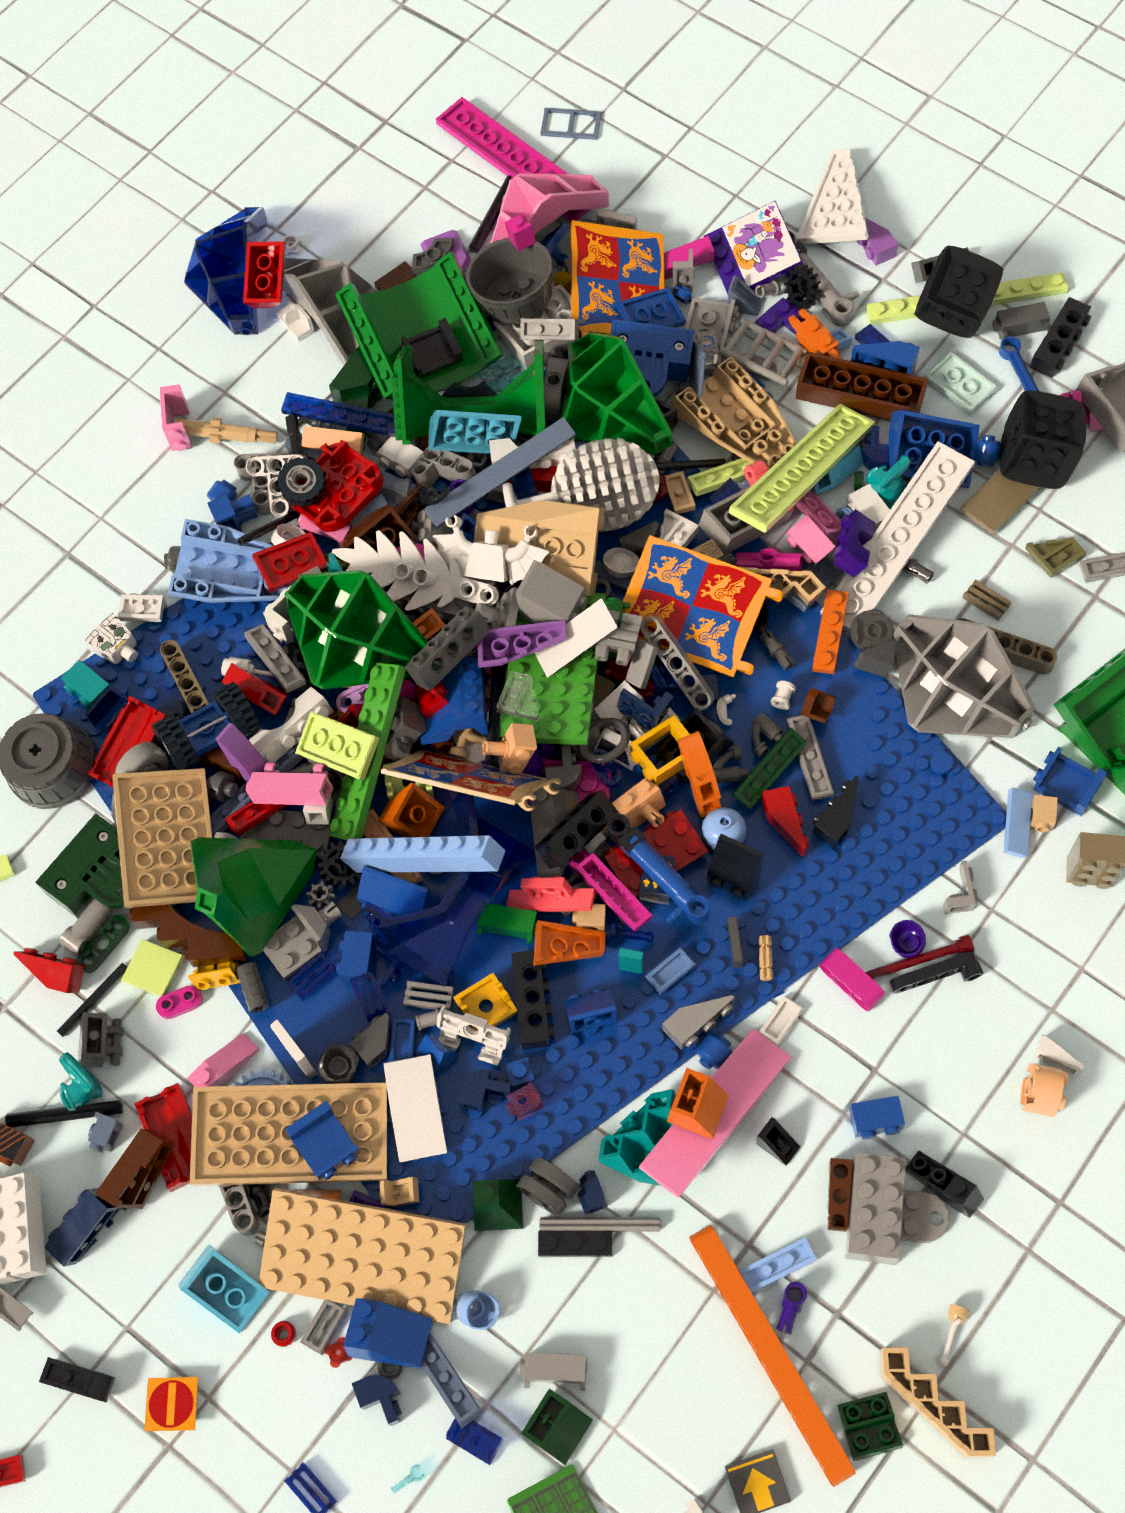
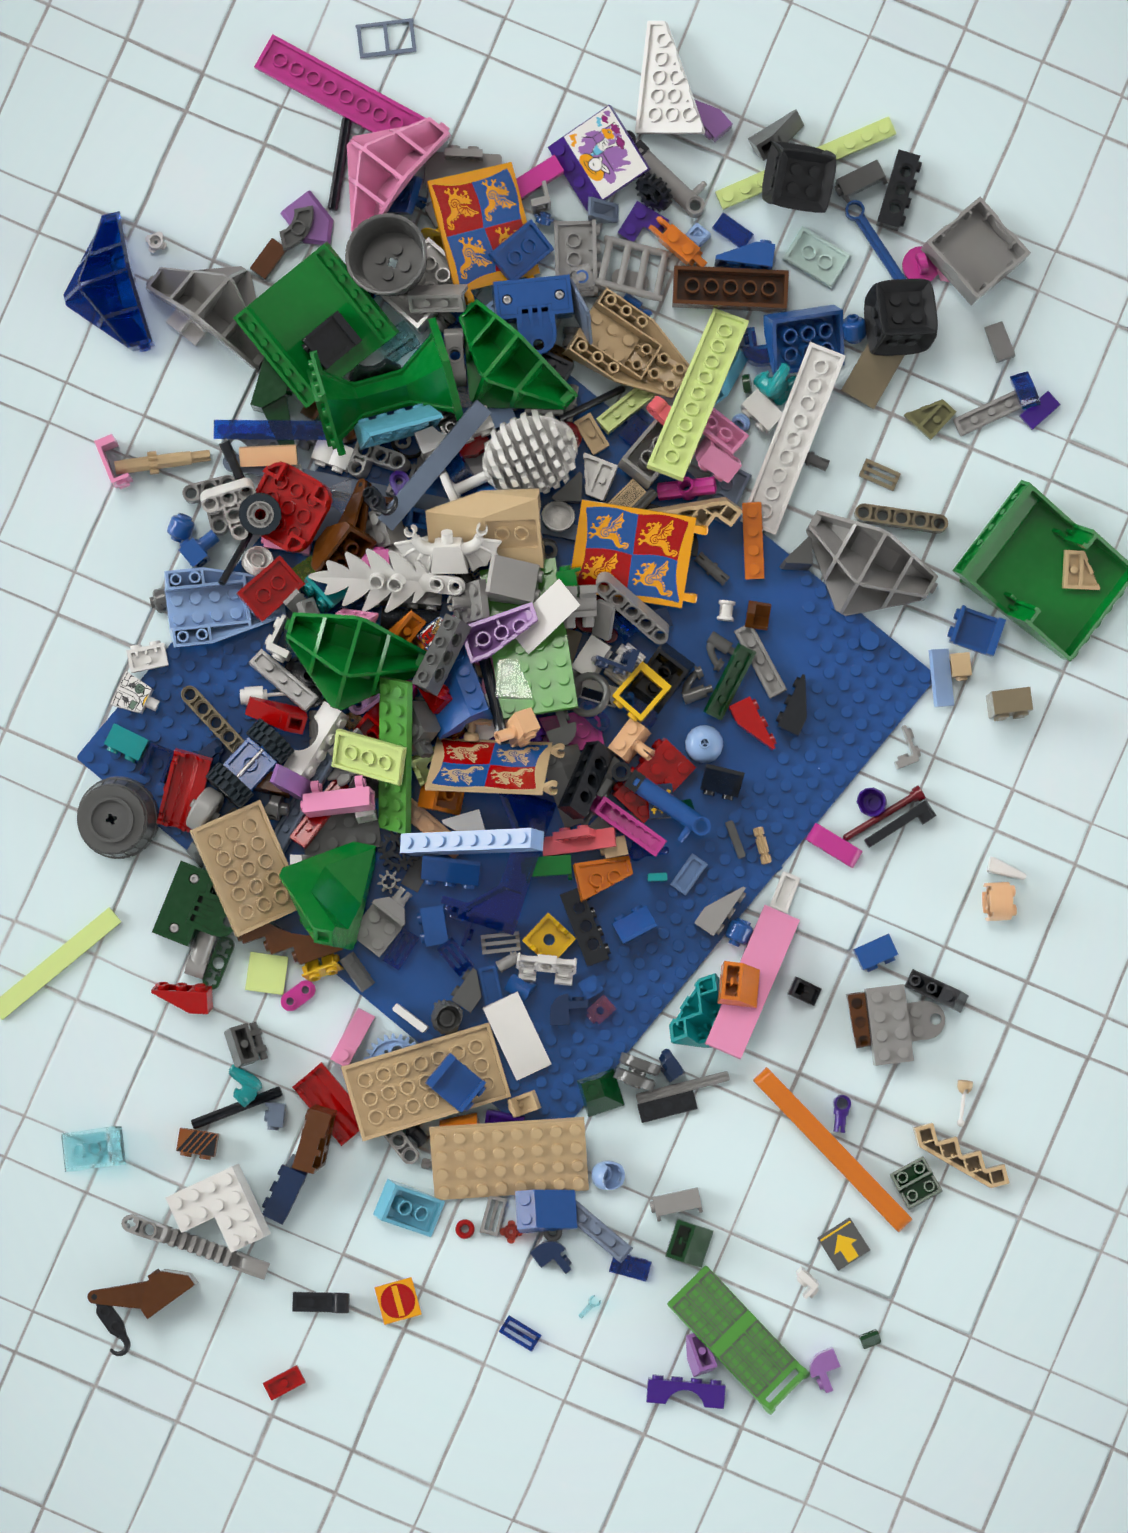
camera: 20 degrees left, 20 degrees up
(92, 999) = (226, 1010): black piece -> none
(264, 274) = (158, 305): red slope -> none
(520, 232) = (387, 214): dark pink brick -> none
(700, 773) = (675, 708): orange slope -> none
(722, 710) = (677, 633): white piece -> none
(771, 288) = (621, 196): light grey pin -> none
(778, 1265) = (824, 1084): light blue plate -> none
(854, 533) = (755, 470): dark purple arch -> none
(871, 629) = (788, 530): dark grey tile -> none

